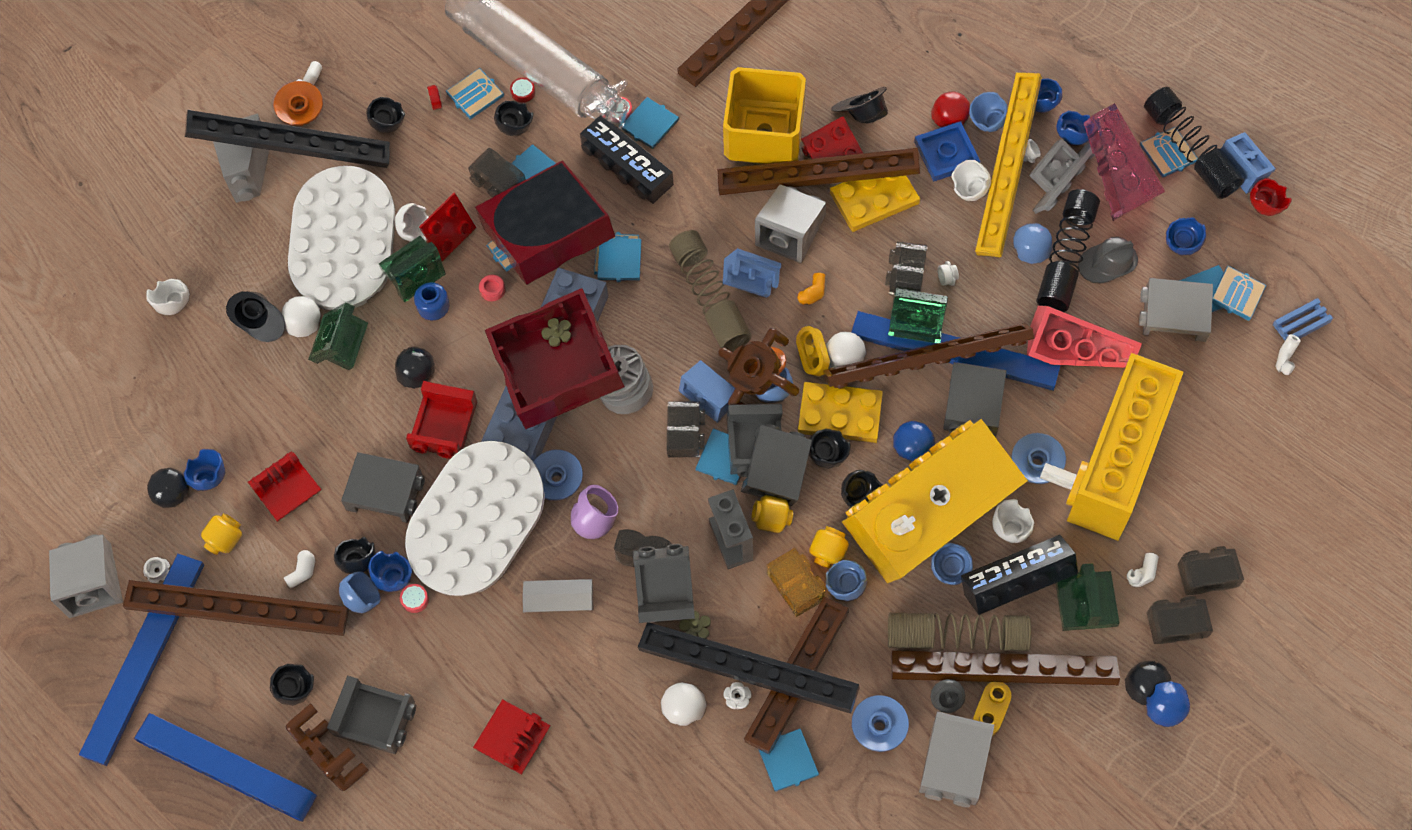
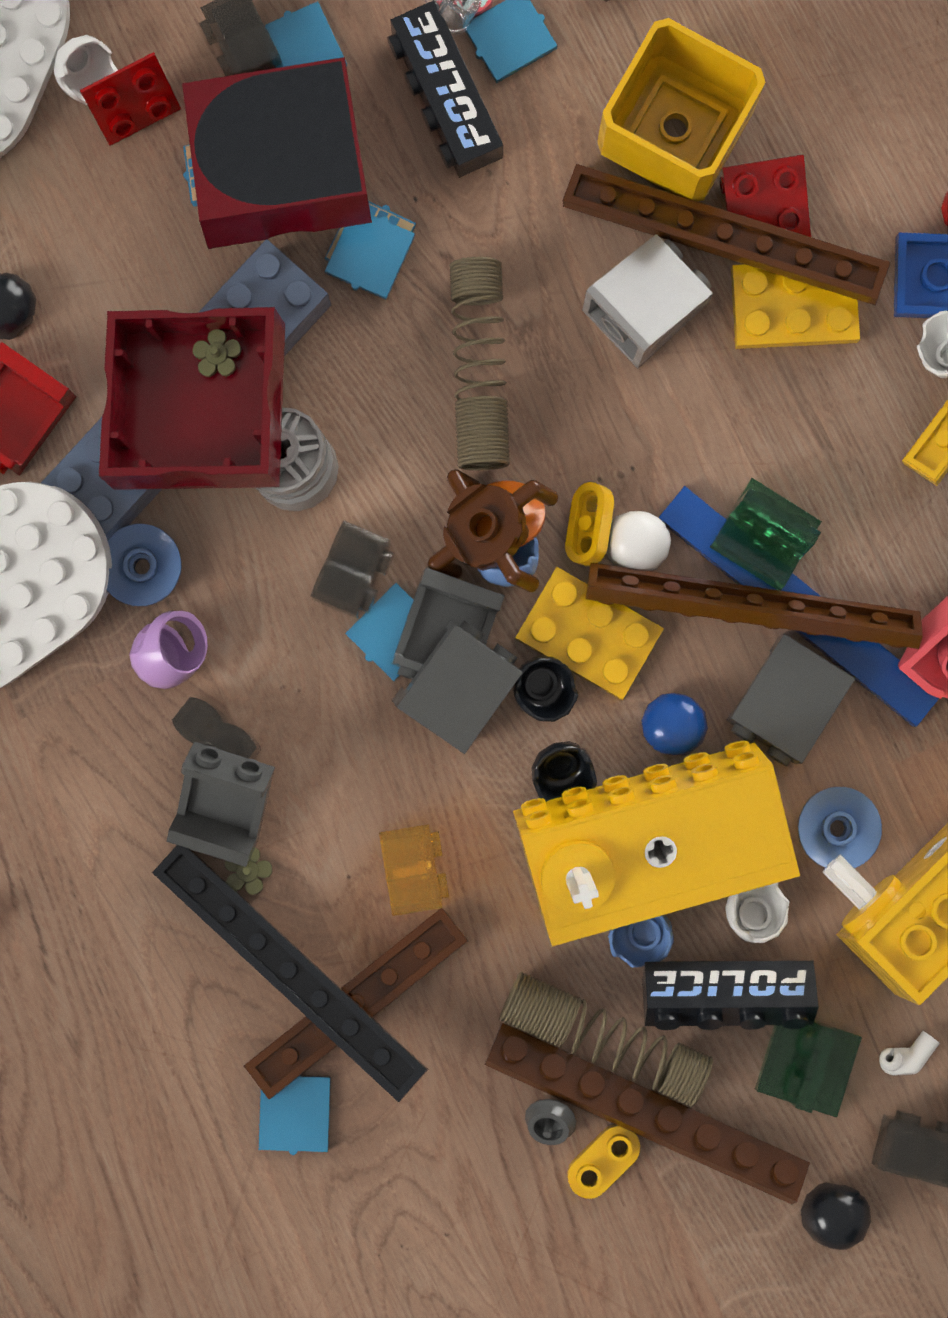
camera: 20 degrees right, 20 degrees up
(413, 267) = (54, 145): clear green bracket -> none
(431, 301) = (63, 212): blue head -> none
(492, 288) = (165, 221): coral tile -> none
(557, 595) = (71, 751): light grey piece -> none
(683, 704) = (184, 977): white hair -> none
(709, 388) = (410, 522): medium blue hinge -> none
(731, 529) = (347, 761): dark grey panel -> none
(732, 701) = (252, 1003): white plate -> none
(751, 272) = (550, 364): medium blue hinge -> none
(771, 514) = (420, 754): yellow head -> none
(815, 292) = (634, 428): light orange arm -> none
(828, 546) = (480, 837): yellow head -> none
(846, 580) = (482, 897): medium blue hair -> none
(865, 107) = (845, 146): black piece -> none
(883, 710) = (432, 1143): medium blue dish -> none
(908, 267) = (787, 450): clear smoke brick -> none
(947, 274) = (844, 480): white plate -> none
(956, 759) = (517, 1221): light grey slope -> none
(1168, 704) = (846, 1266): blue hair -> none

